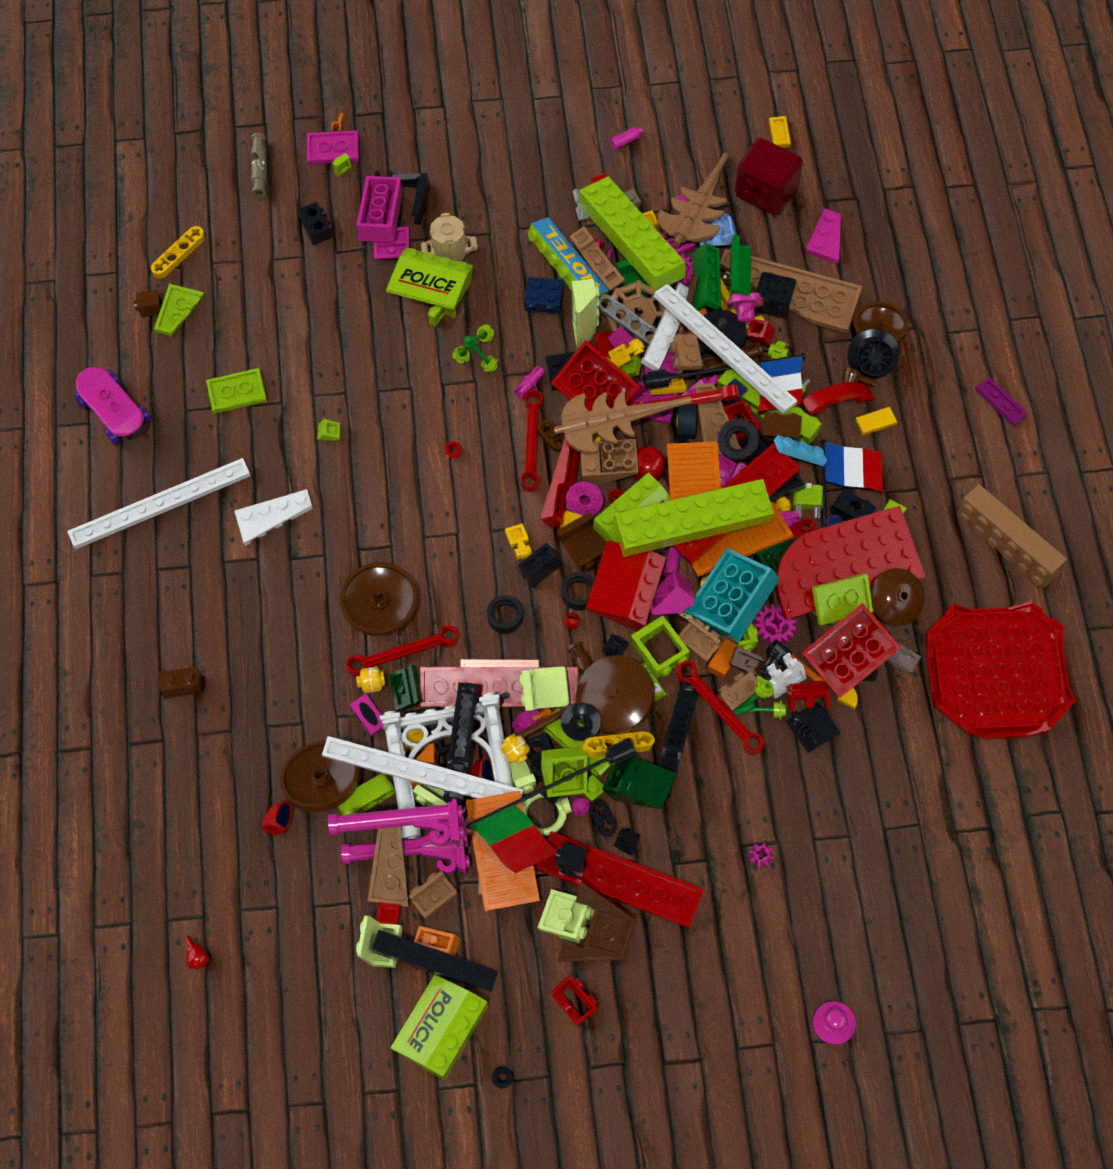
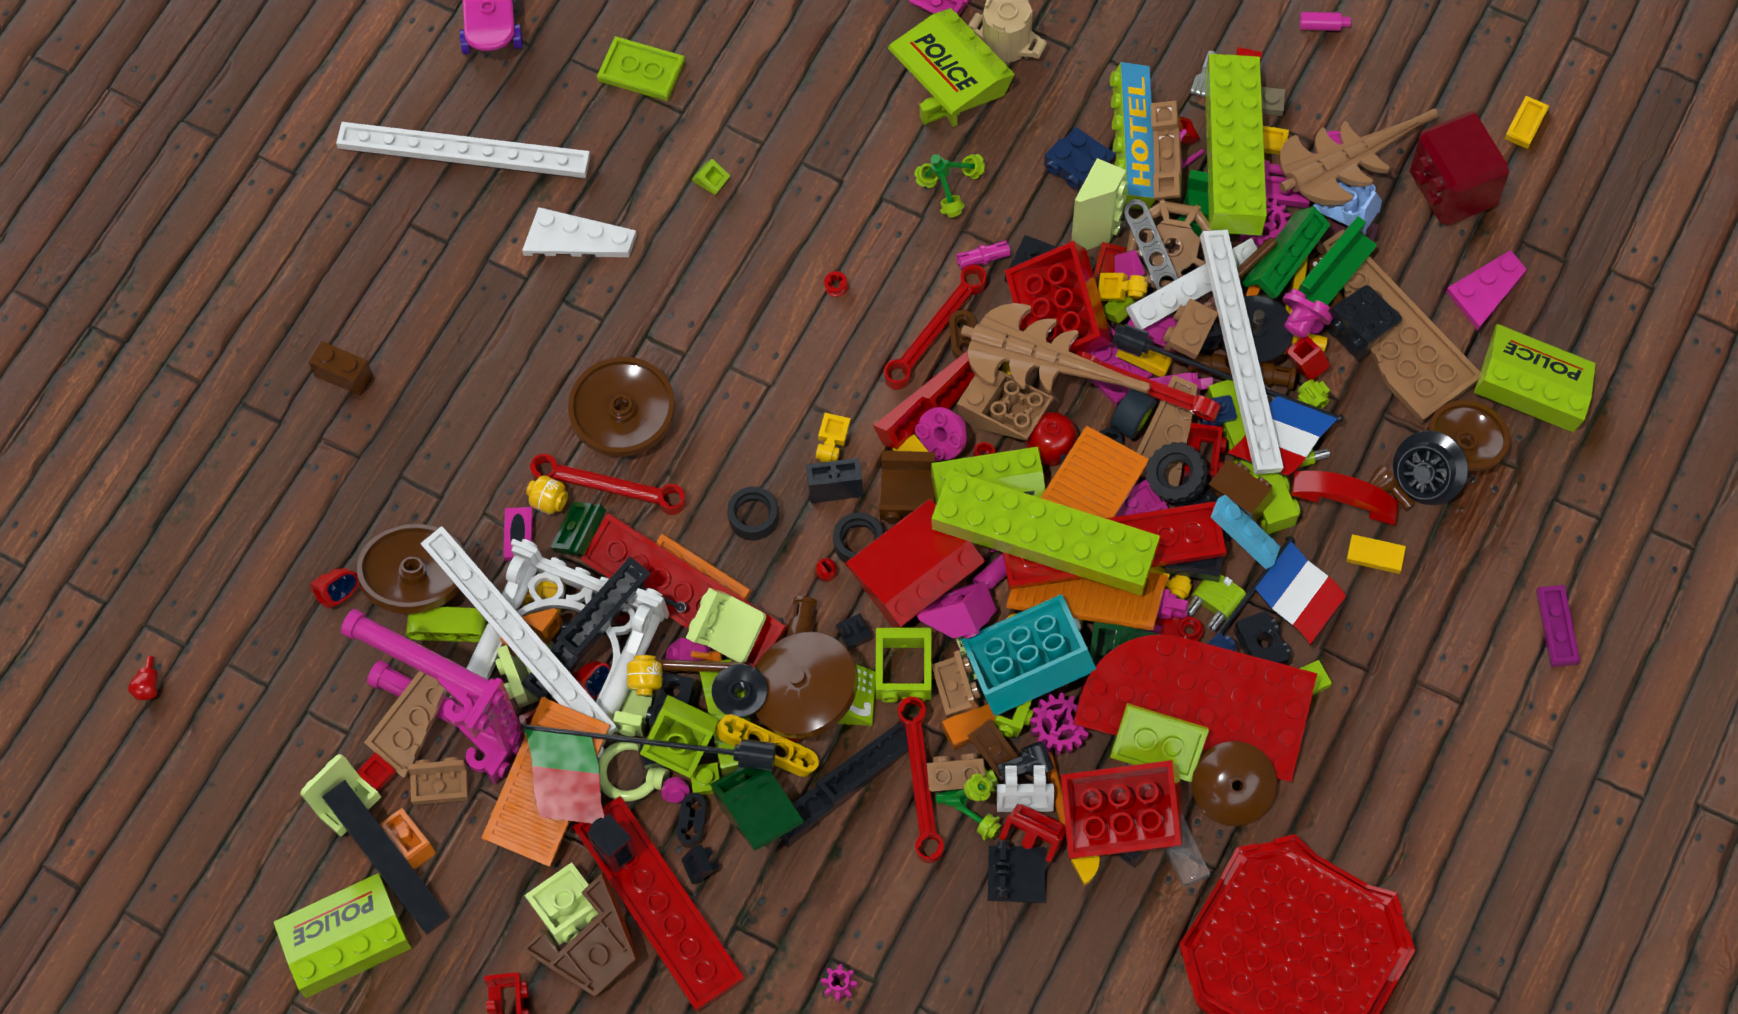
camera: 35 degrees right, 0 degrees up
(892, 271) = (1536, 378): none -> lime slope
(1011, 536) = (1433, 799): medium nougat brick -> none

